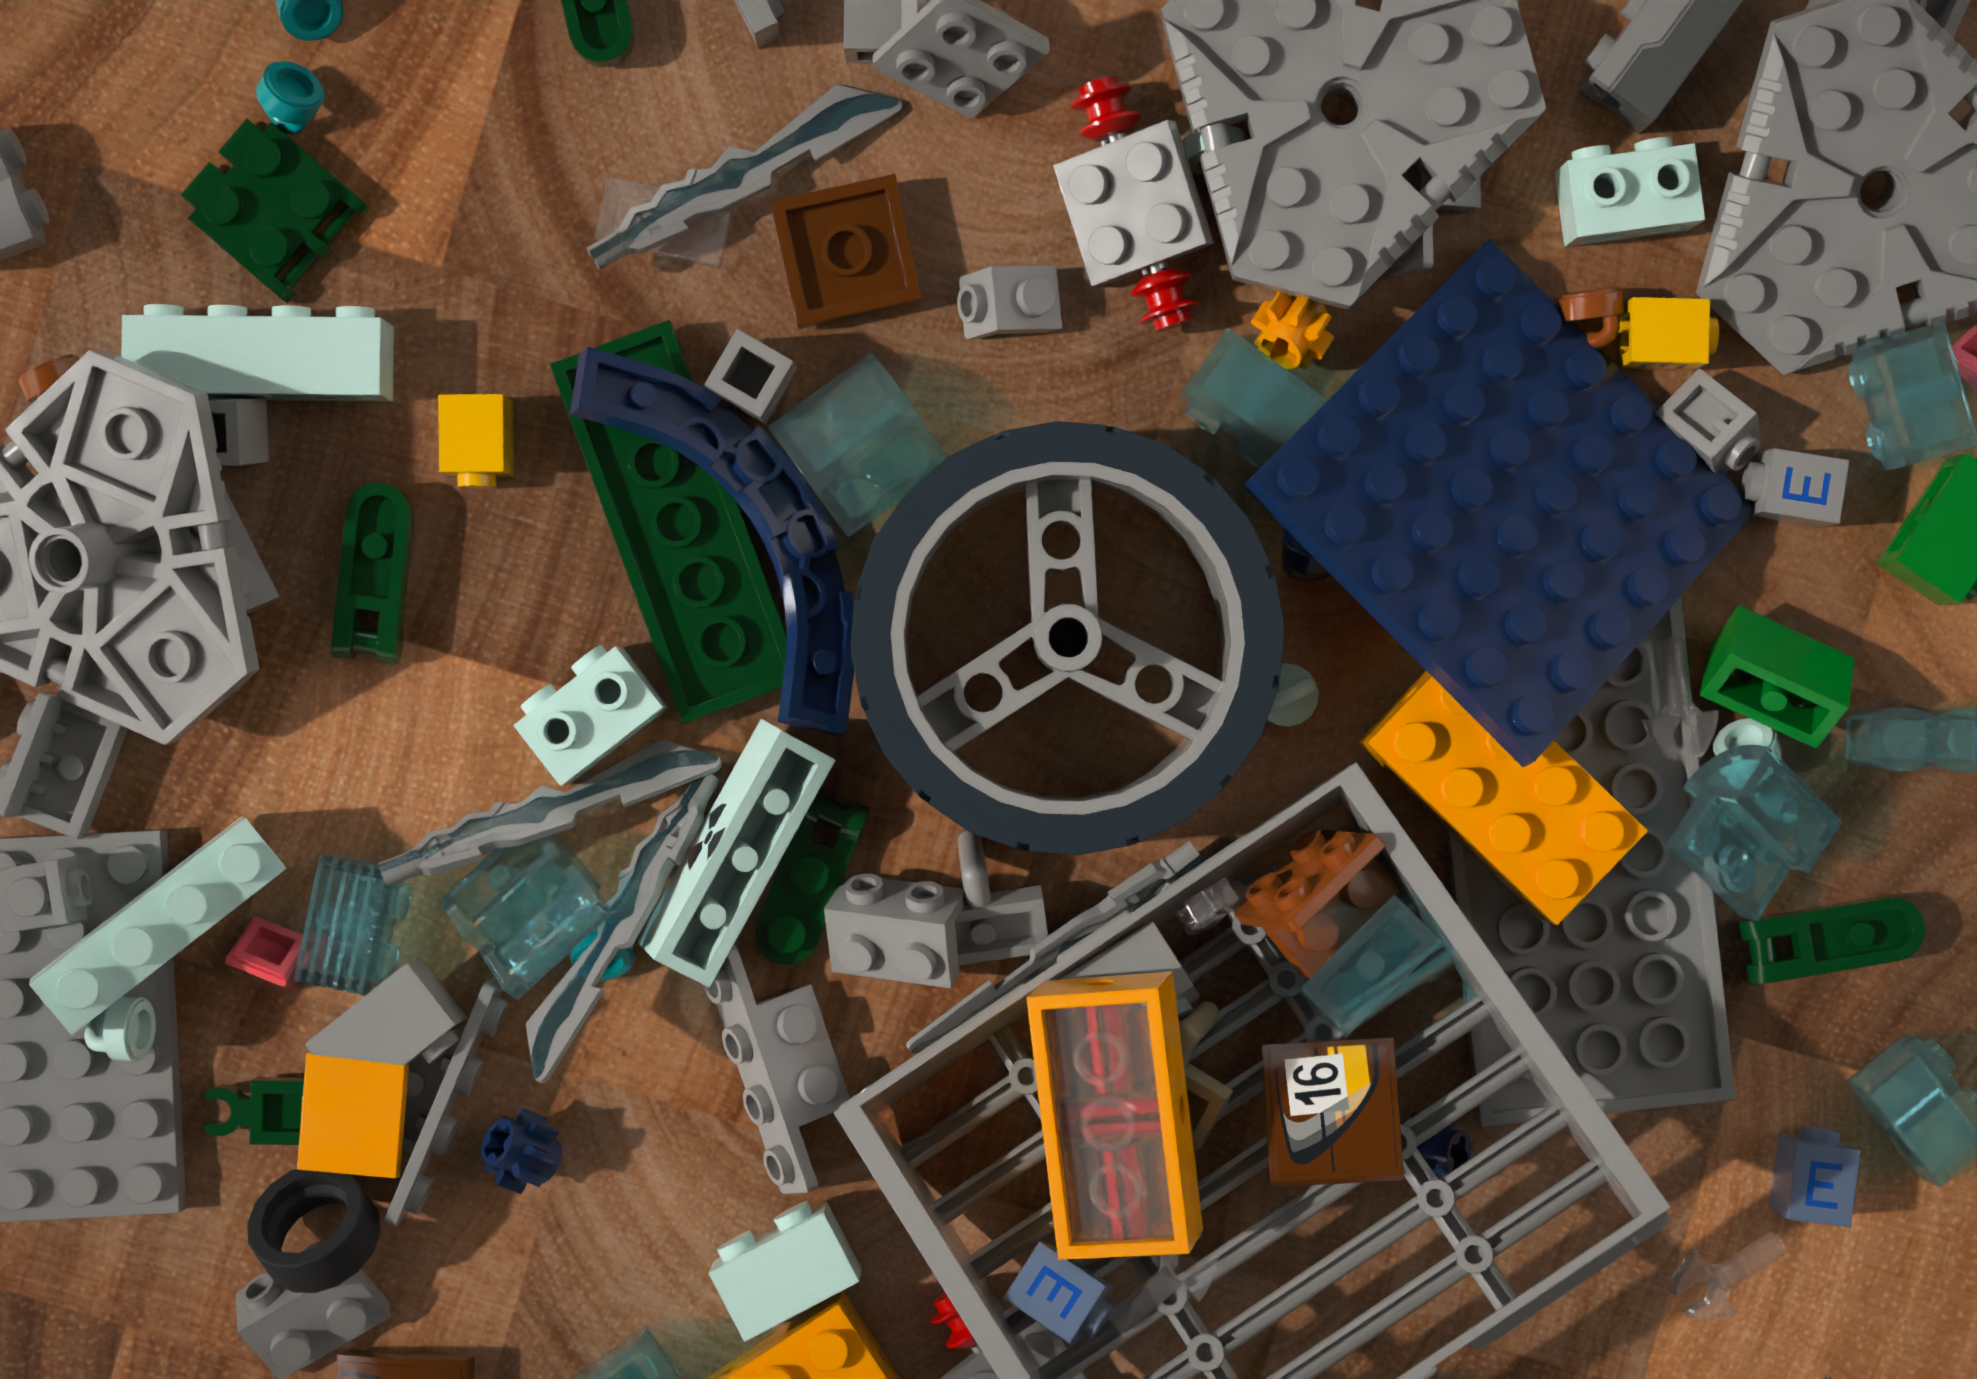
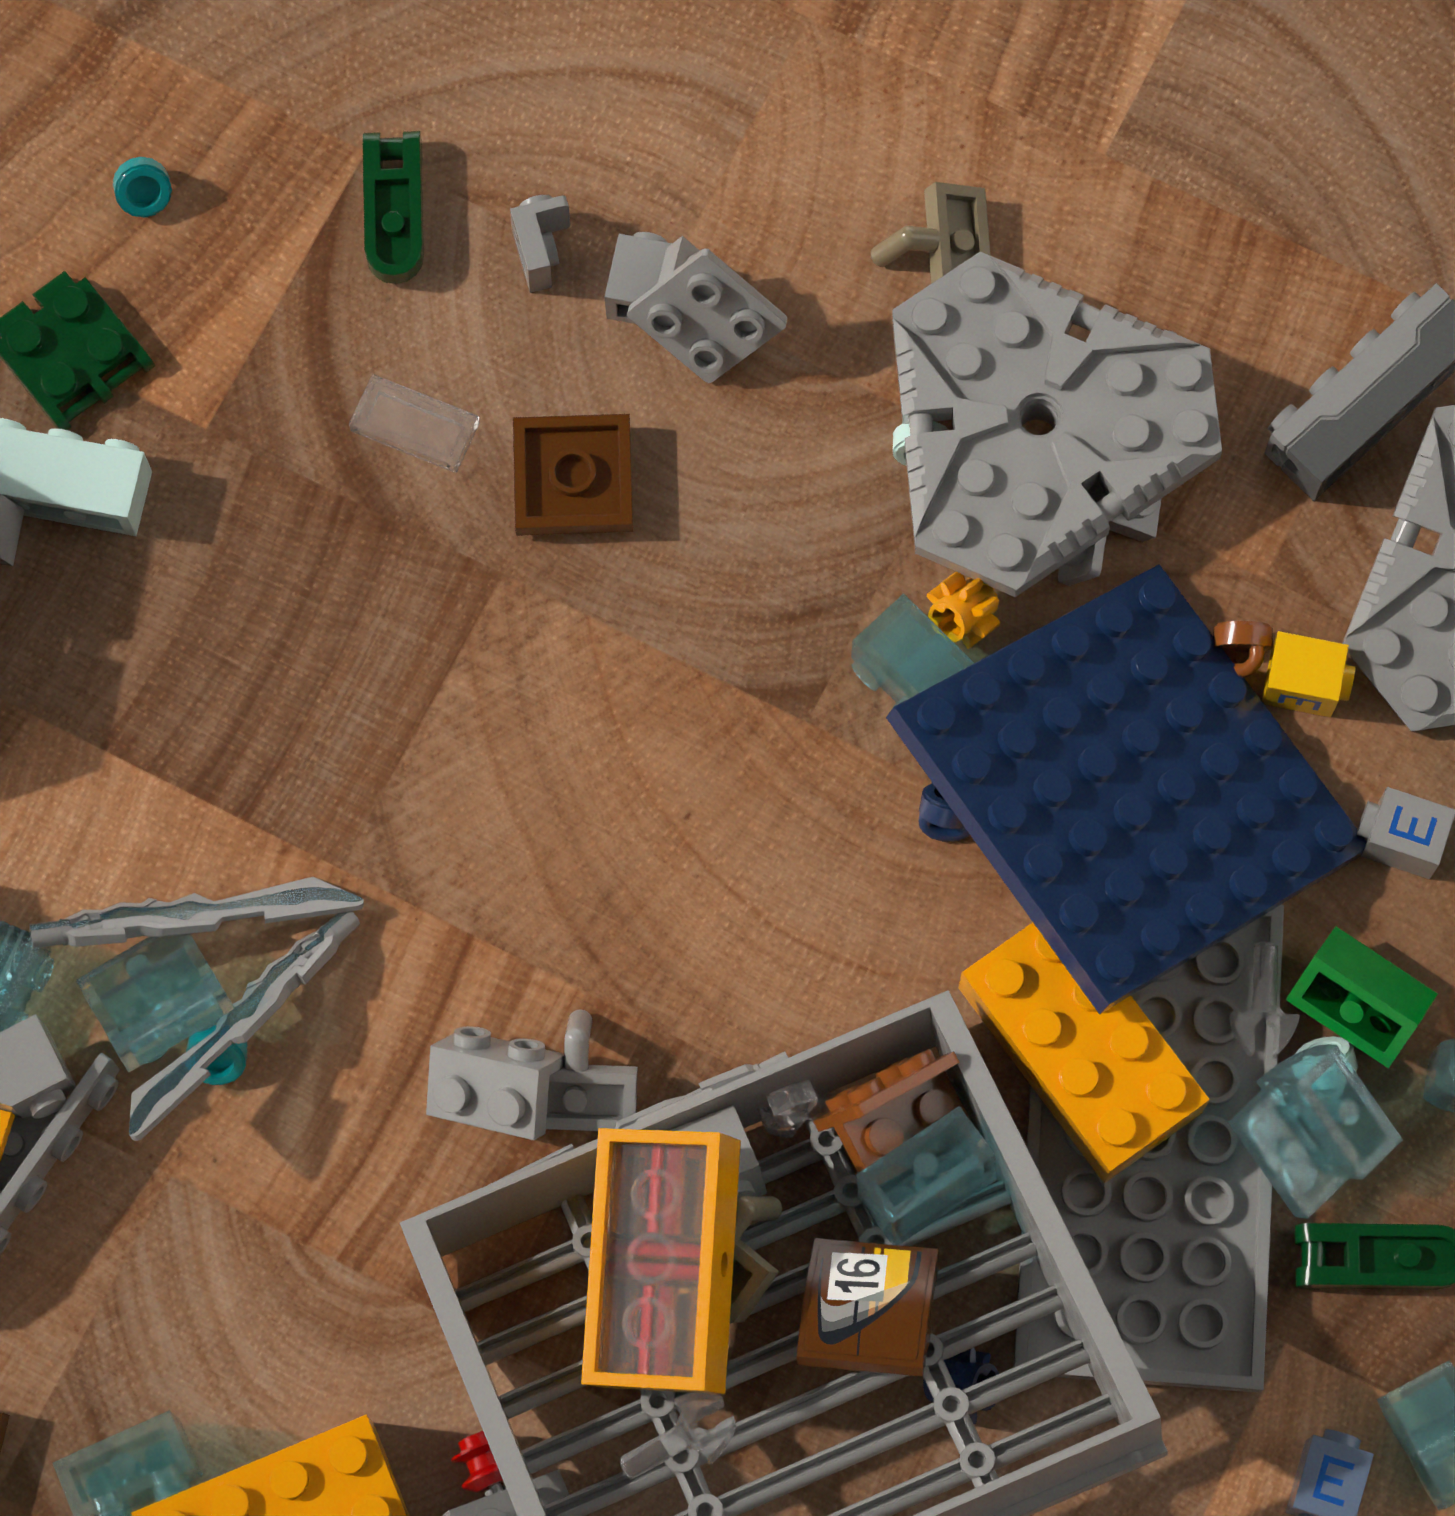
camera: 10 degrees right, 15 degrees down
(289, 95) = (106, 258): teal tile -> none
(374, 573) = (84, 678): dark green plate -> none
(476, 438) = (204, 575): yellow brick -> none
(521, 1151) = (99, 1223): dark blue gear -> none
(589, 714) = (253, 836): light aqua brick -> none
(682, 551) = (369, 684): dark green plate -> none
(735, 853) = (359, 980): light aqua brick -> none
(741, 174) = (493, 392): light grey sword -> none
(751, 376) = (464, 562): light grey brick -> none
(772, 495) = (461, 670): dark blue plate -> none
(783, 1065) = (361, 1188): light grey bracket -> none
(784, 1269) = (322, 1379): light aqua brick -> none
(807, 880) = (401, 1053): dark green plate -> none
(858, 443) = (550, 643): clear light blue brick -> none
(1009, 301) = (712, 542): light grey bracket -> none
(1061, 1294) = (578, 1428): sand blue brick -> none
(1134, 203) = (839, 477): light grey plate -> none
(1215, 715) = (719, 682): wheel -> none
(1295, 697) = (900, 938): light aqua tile -> none
(1629, 192) = (1292, 546): light aqua brick -> none
(1713, 423) = (1340, 762): light grey bracket -> none

